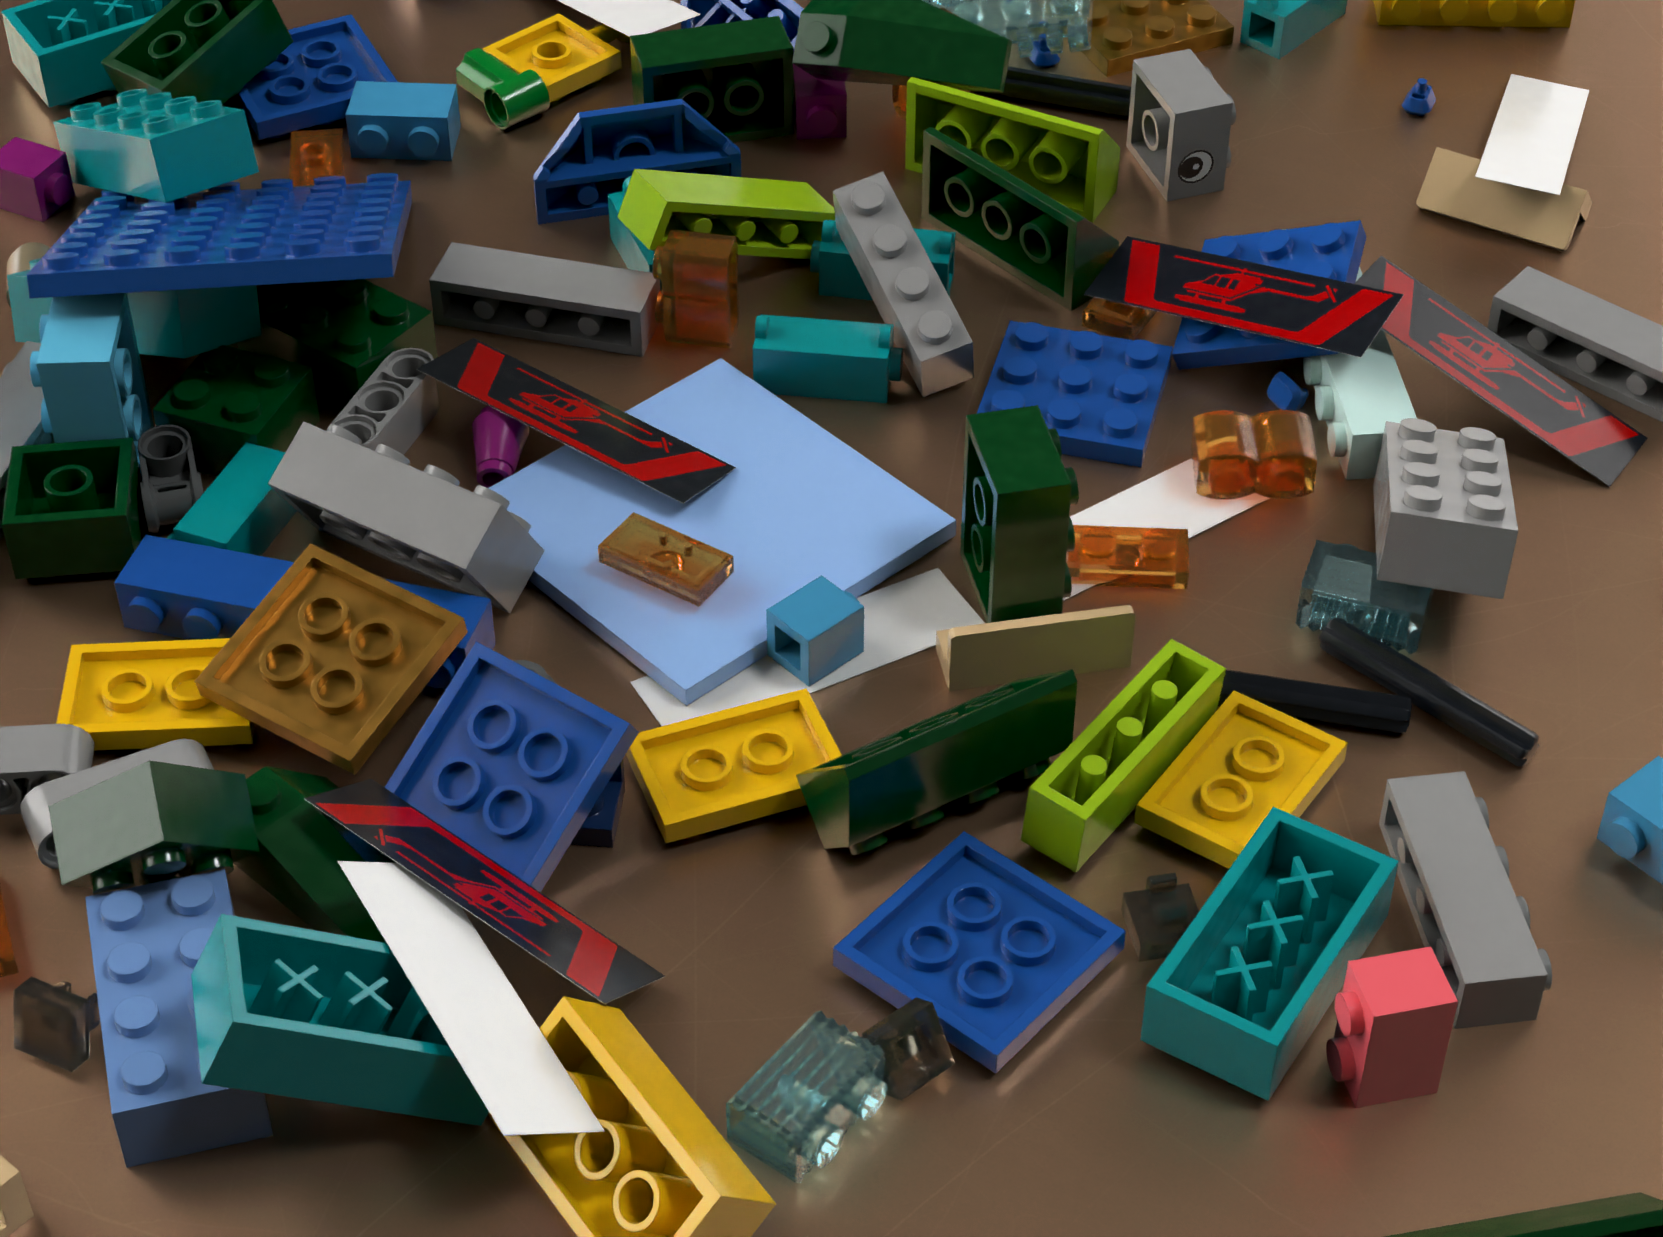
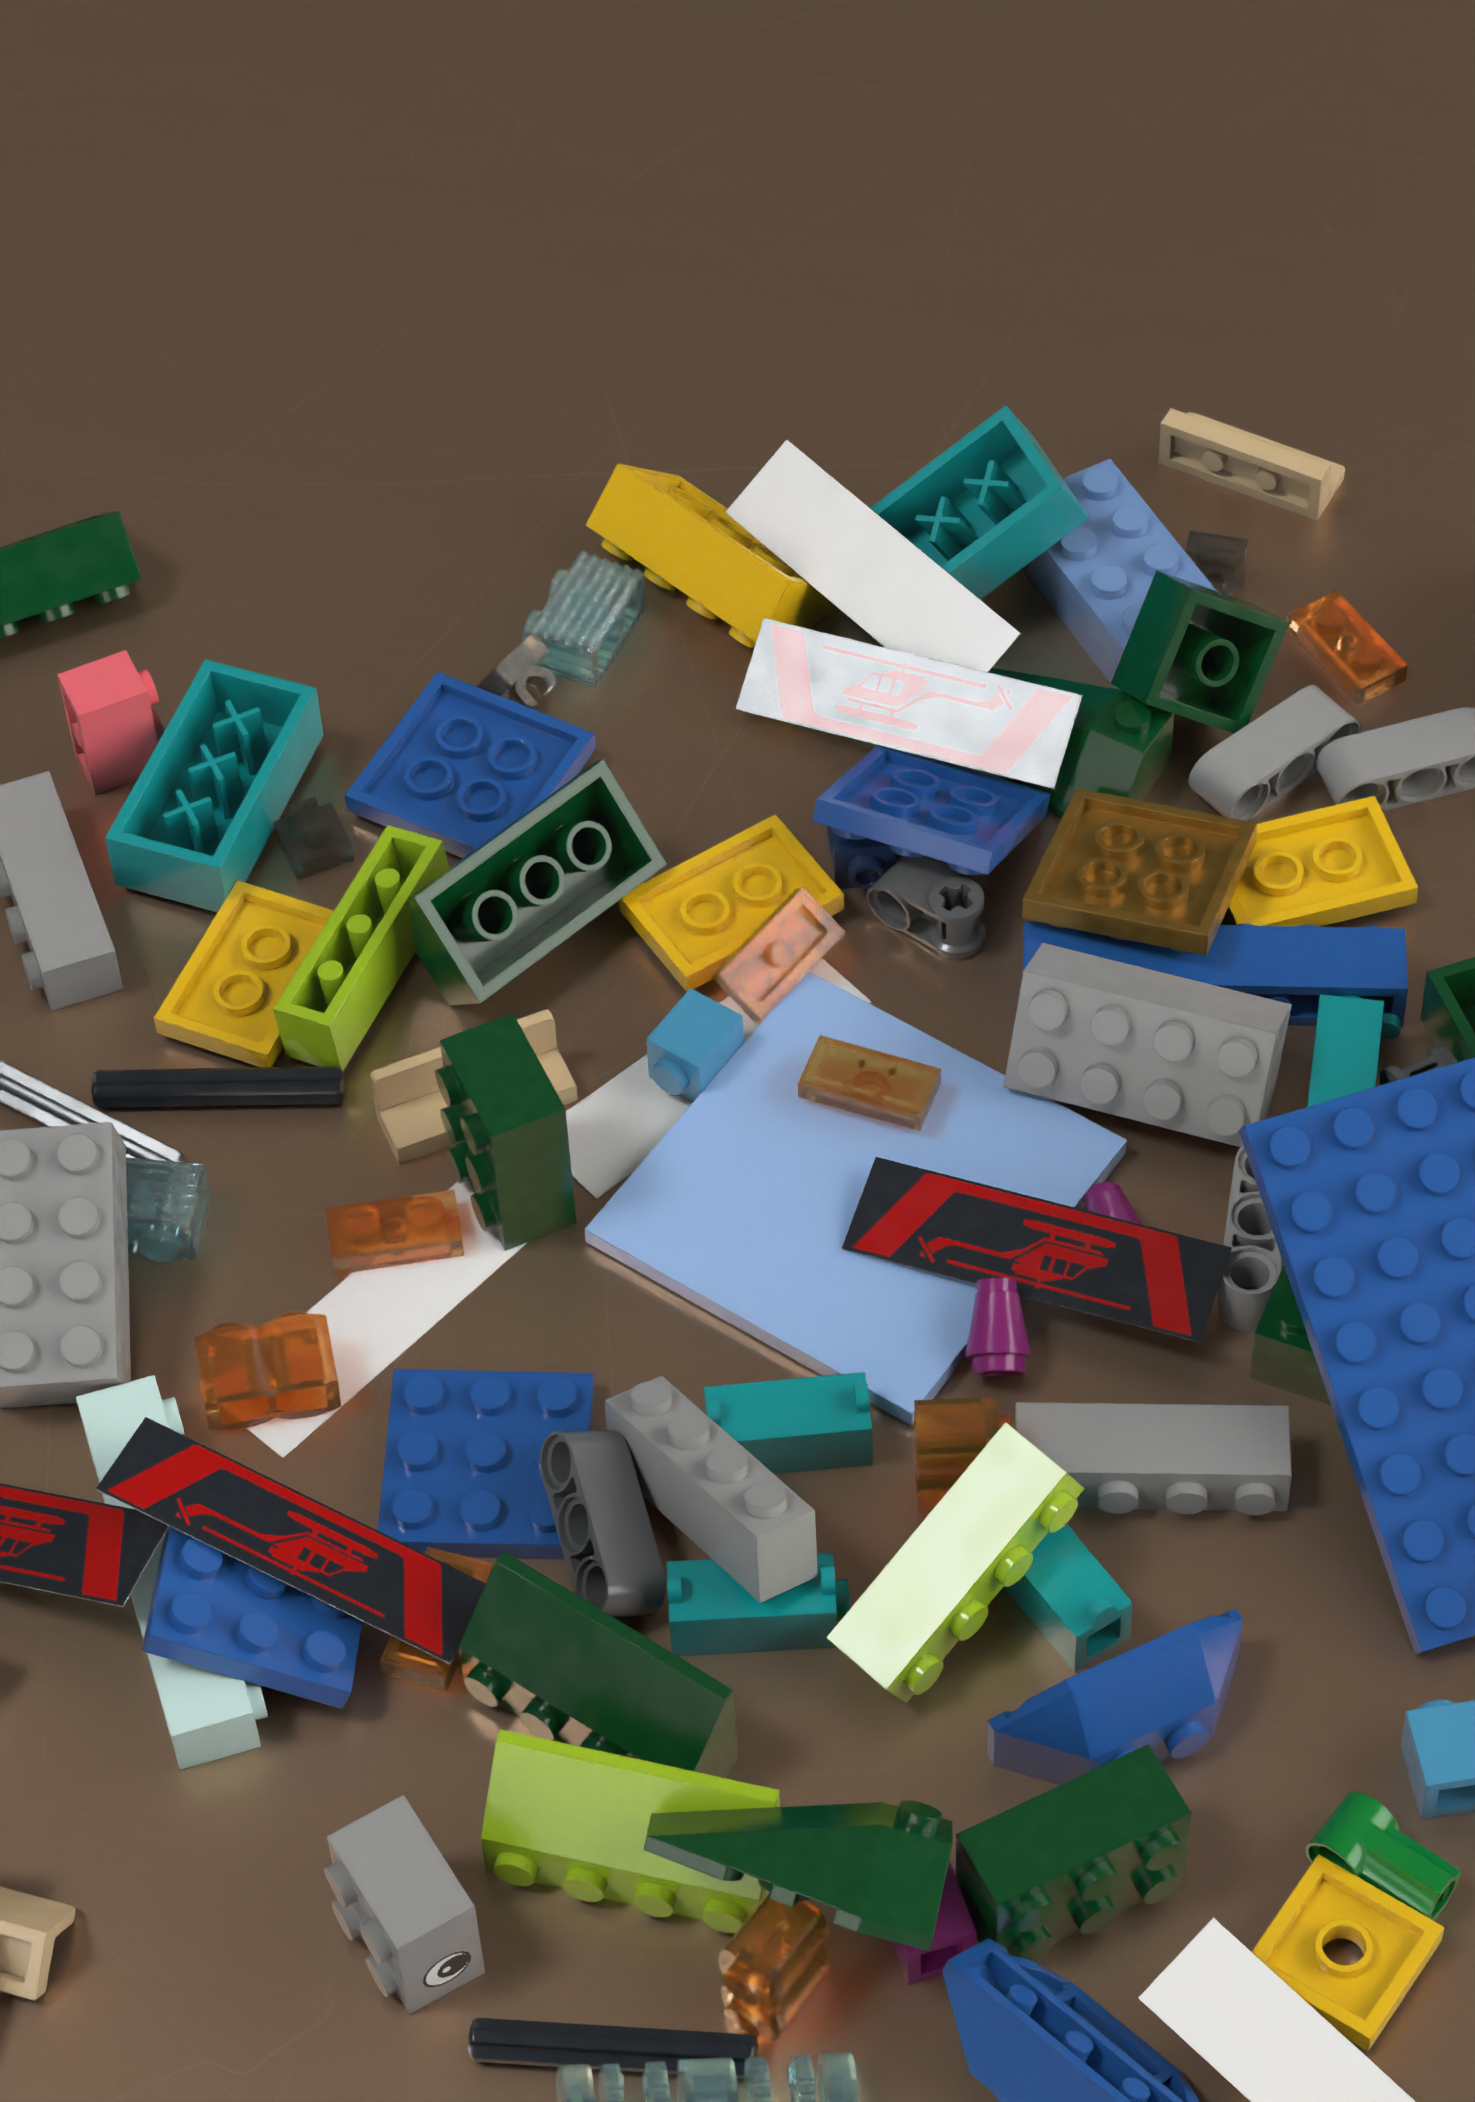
camera: 170 degrees right, 10 degrees up
(639, 371) = (997, 1330): none -> magenta cone
(732, 681) = (778, 954): none -> clear orange plate
(991, 304) = (602, 1522): none -> dark grey beam

